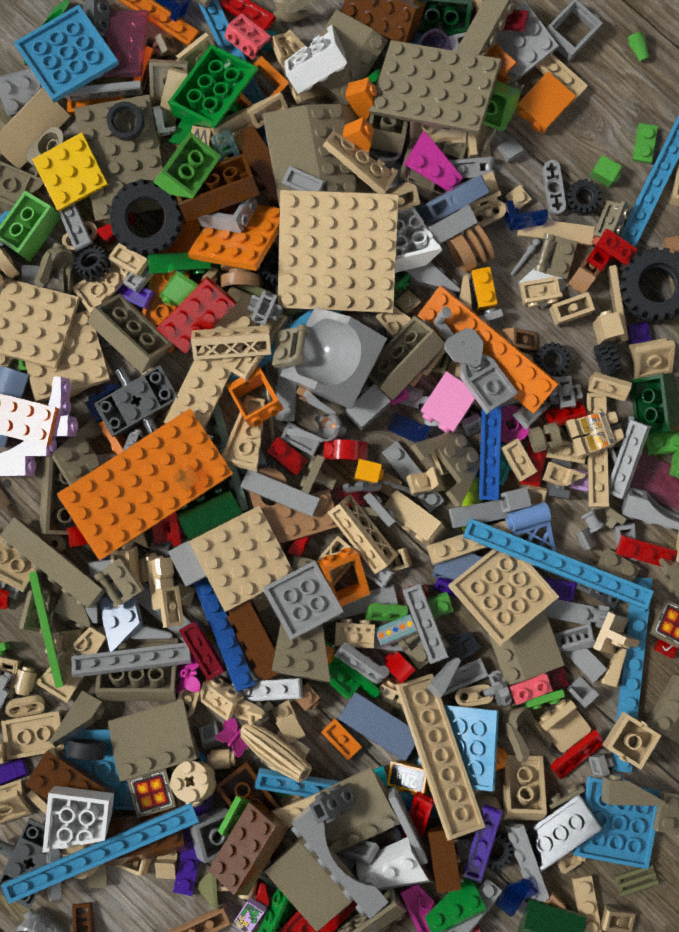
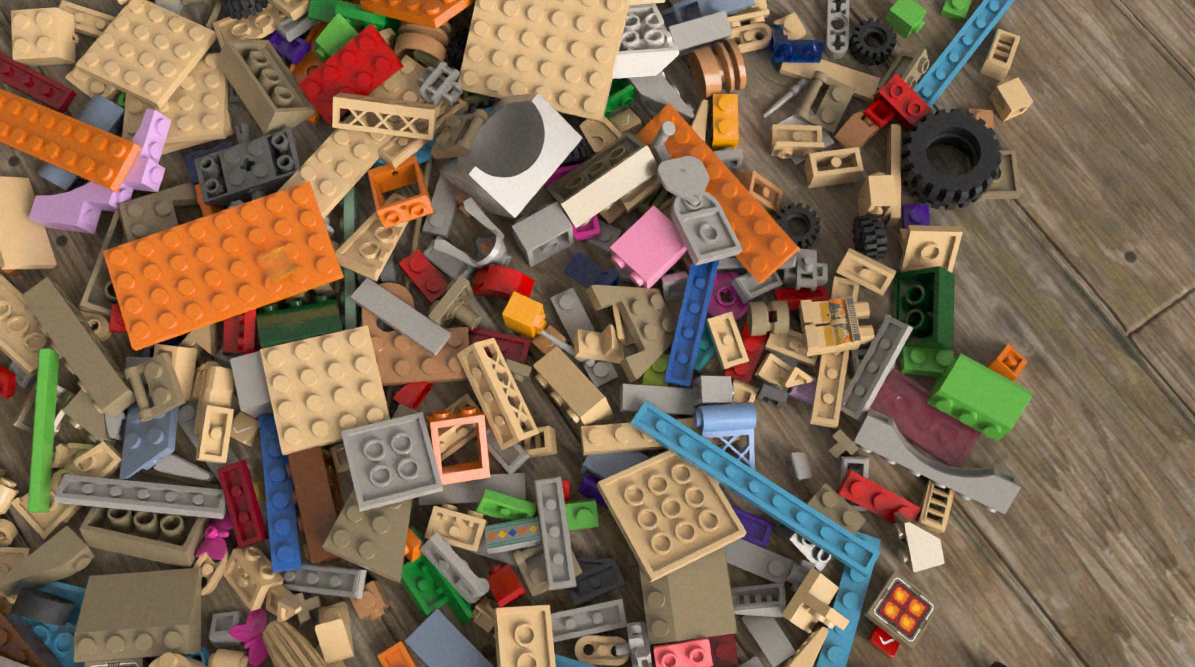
camera: 10 degrees right, 10 degrees down
(362, 487) = (509, 330): dark grey tile -> none
(385, 514) = (533, 373): light grey plate -> none
(440, 682) = (557, 618): light grey slope -> none
(592, 520) = (812, 443): light grey bush -> none

